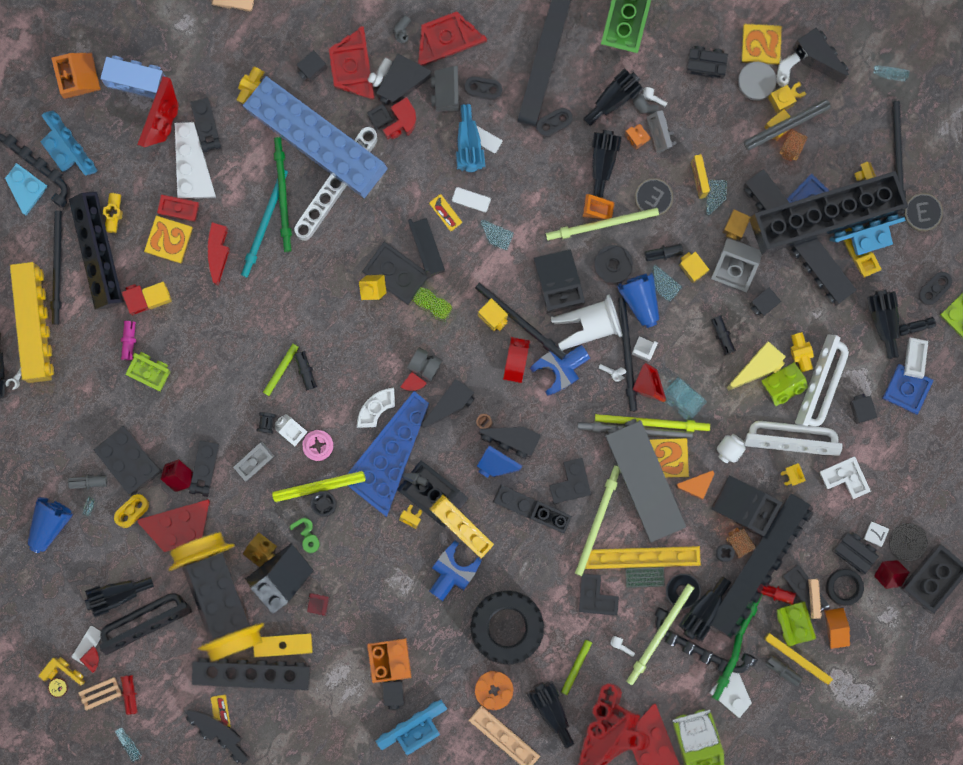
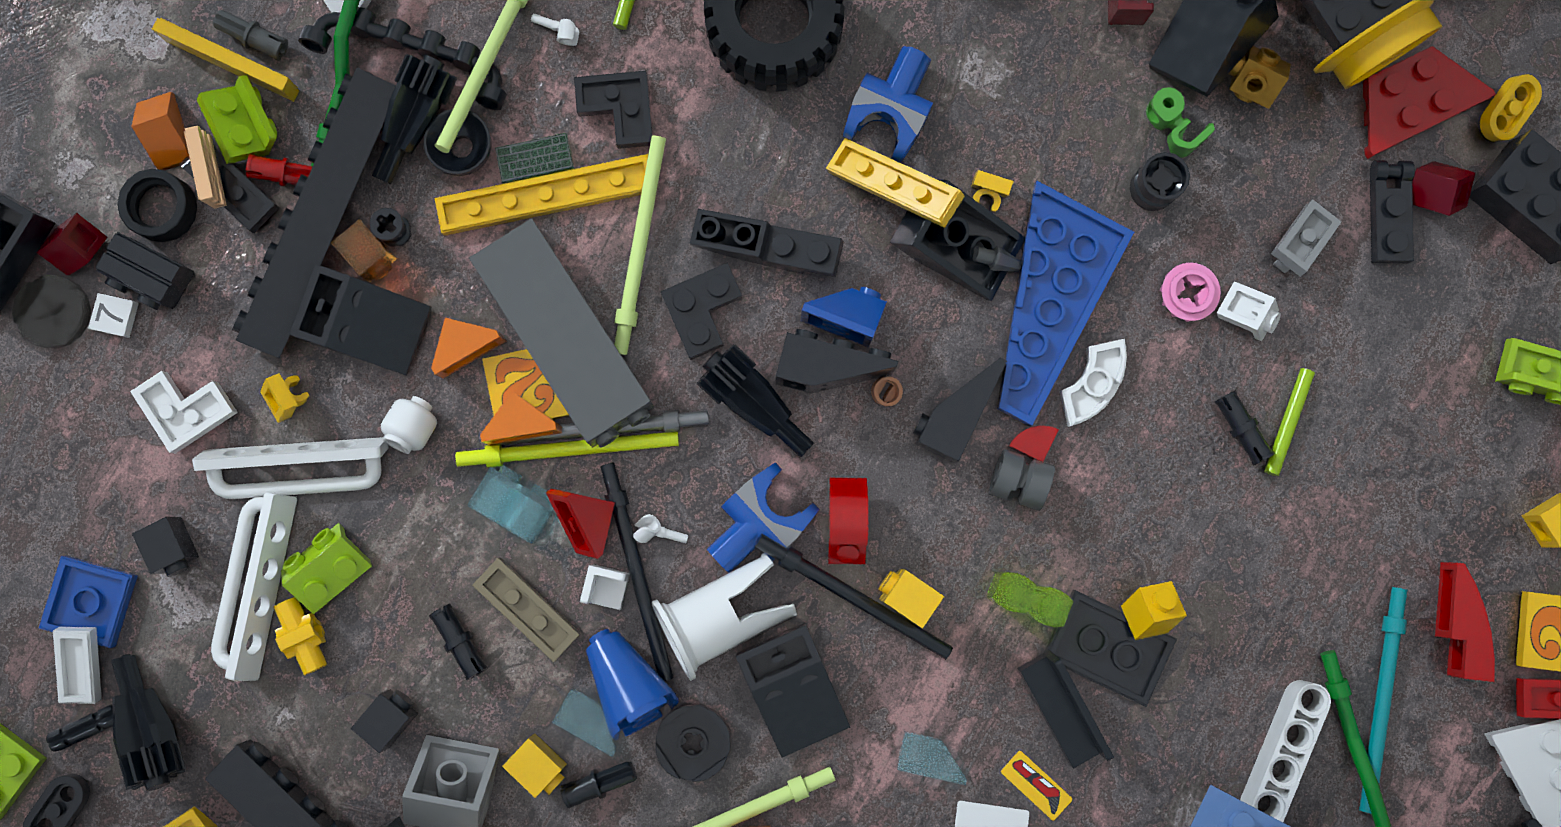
camera: 175 degrees right, 0 degrees up
(263, 416) = (1300, 323): black bush -> none
(318, 486) = (1174, 213): neon yellow axle -> none
(556, 433) = (751, 396): none -> black piece
(673, 439) = (518, 421): none -> orange slope
(686, 344) = (526, 609): none -> dark tan plate
(765, 361) = (370, 598): light yellow slope -> none

